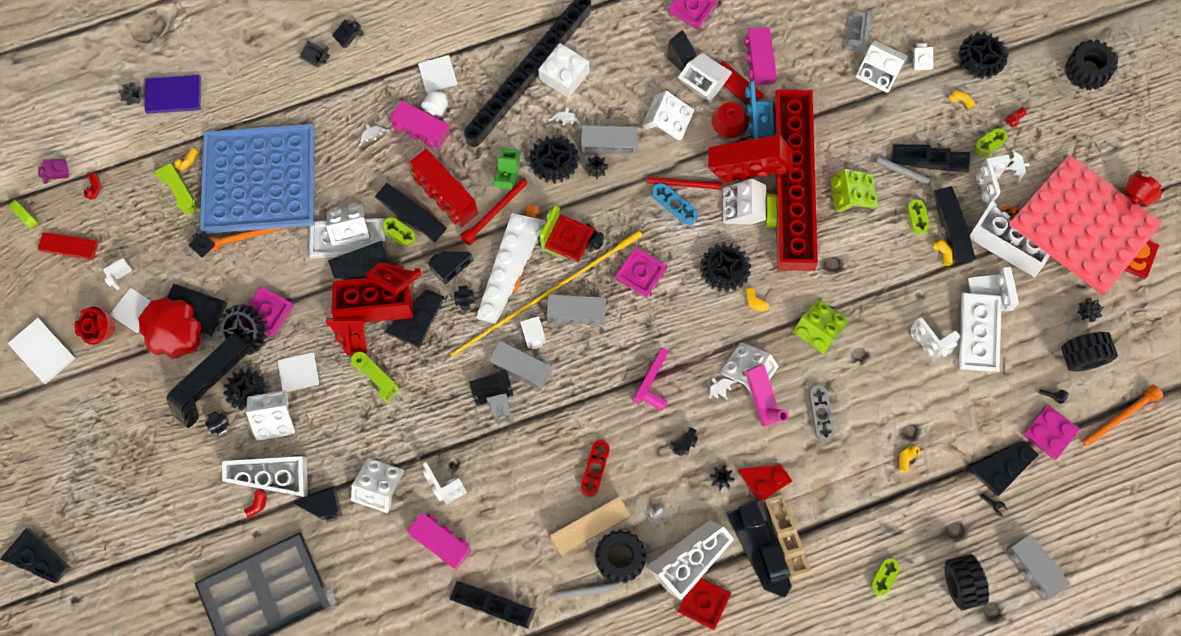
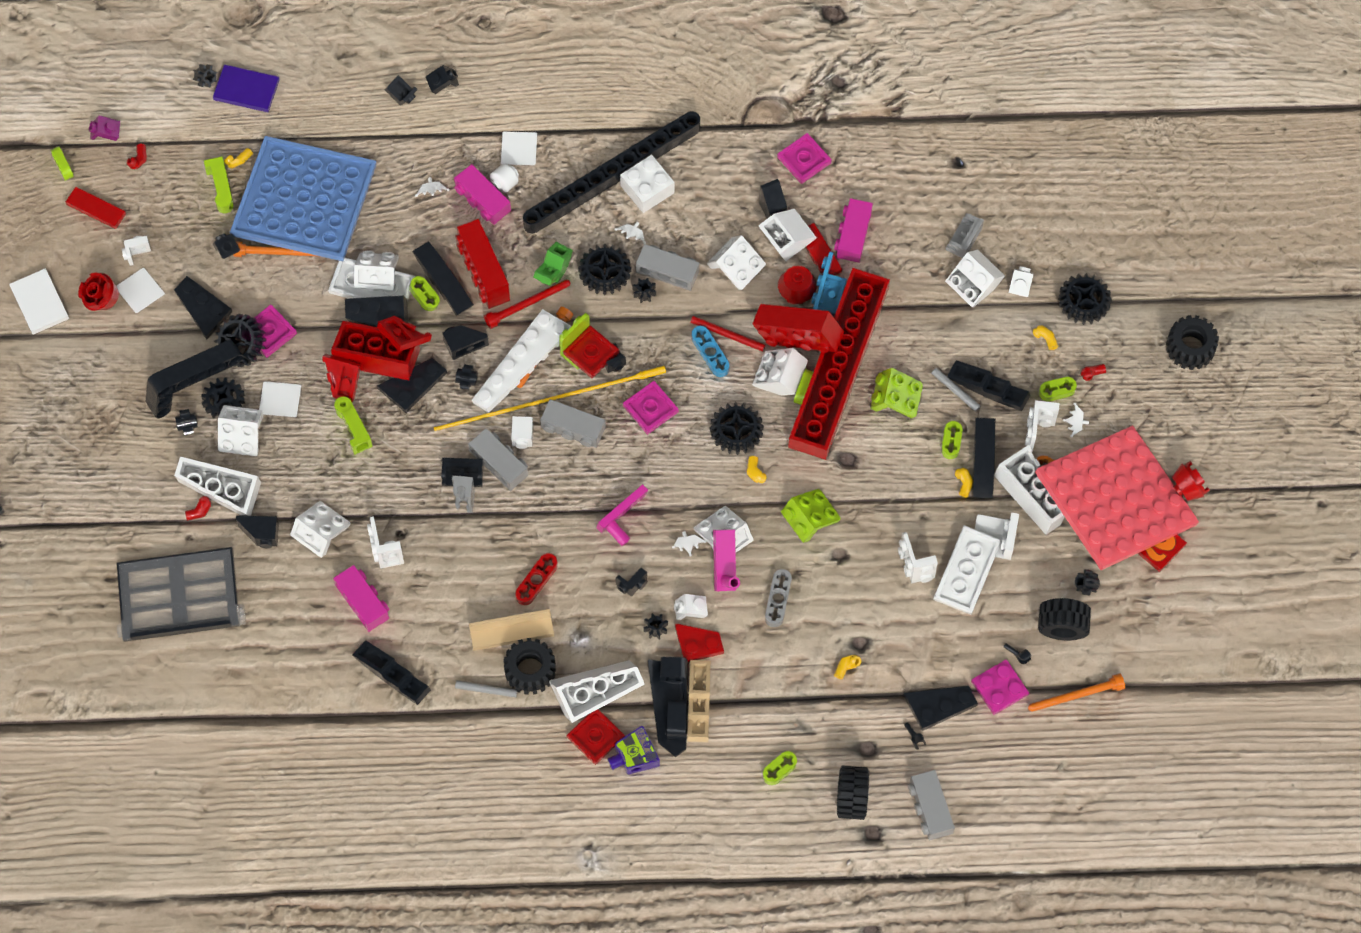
camera: 15 degrees right, 5 degrees down
(170, 328) = (170, 317): red piece -> none
(746, 448) = (690, 606): none -> white bracket
(748, 608) = (635, 753): none -> torso

